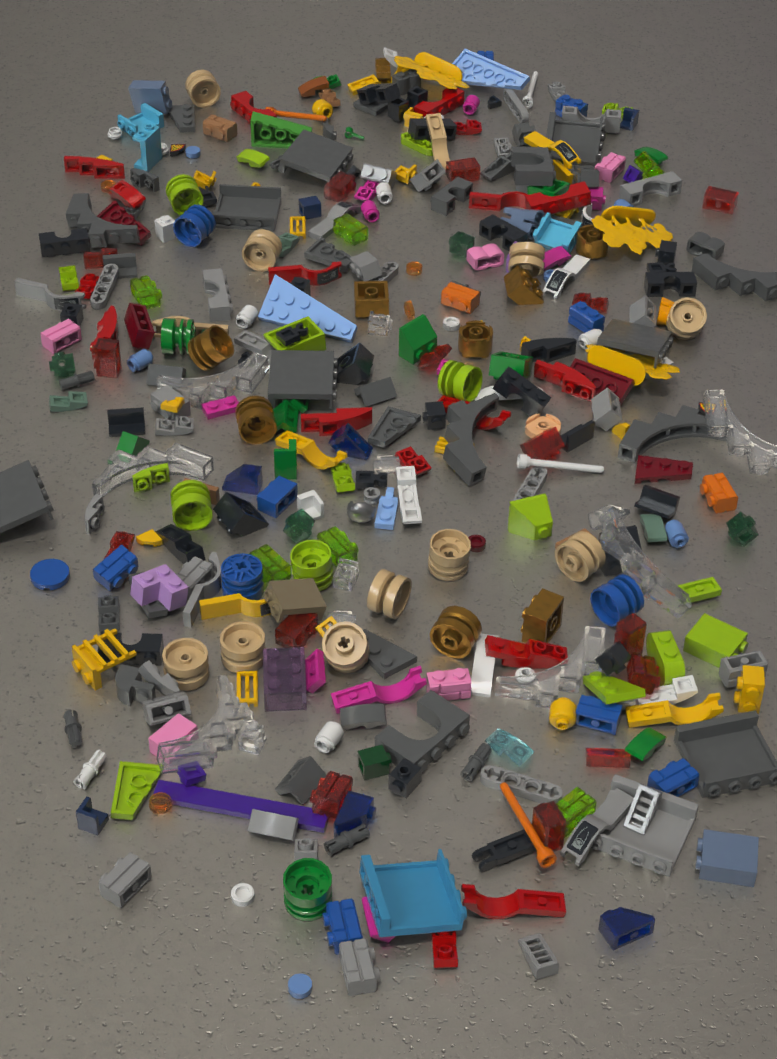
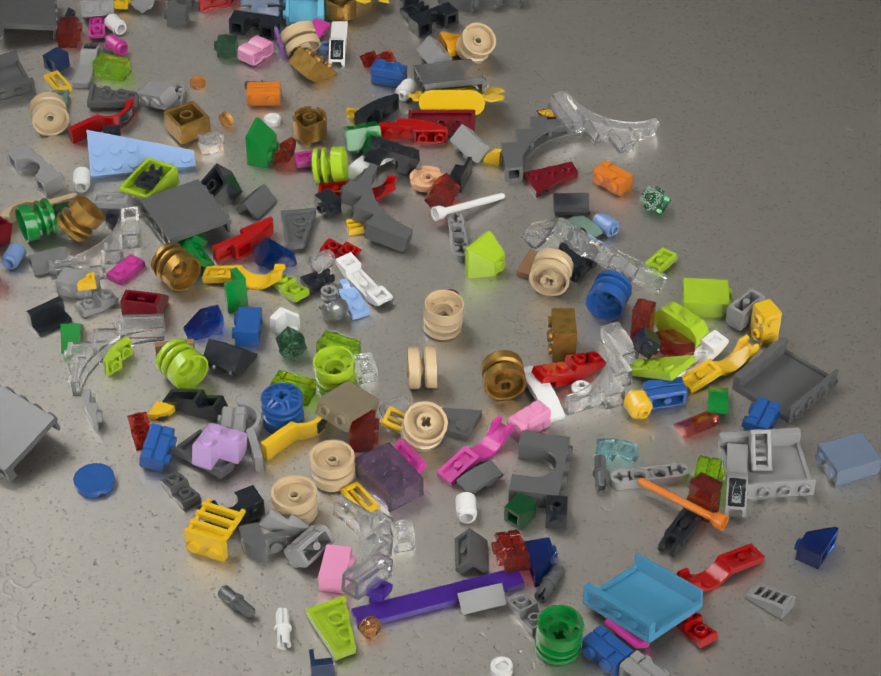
camera: 30 degrees left, 0 degrees up
(207, 440) = (143, 302): none -> dark red slope

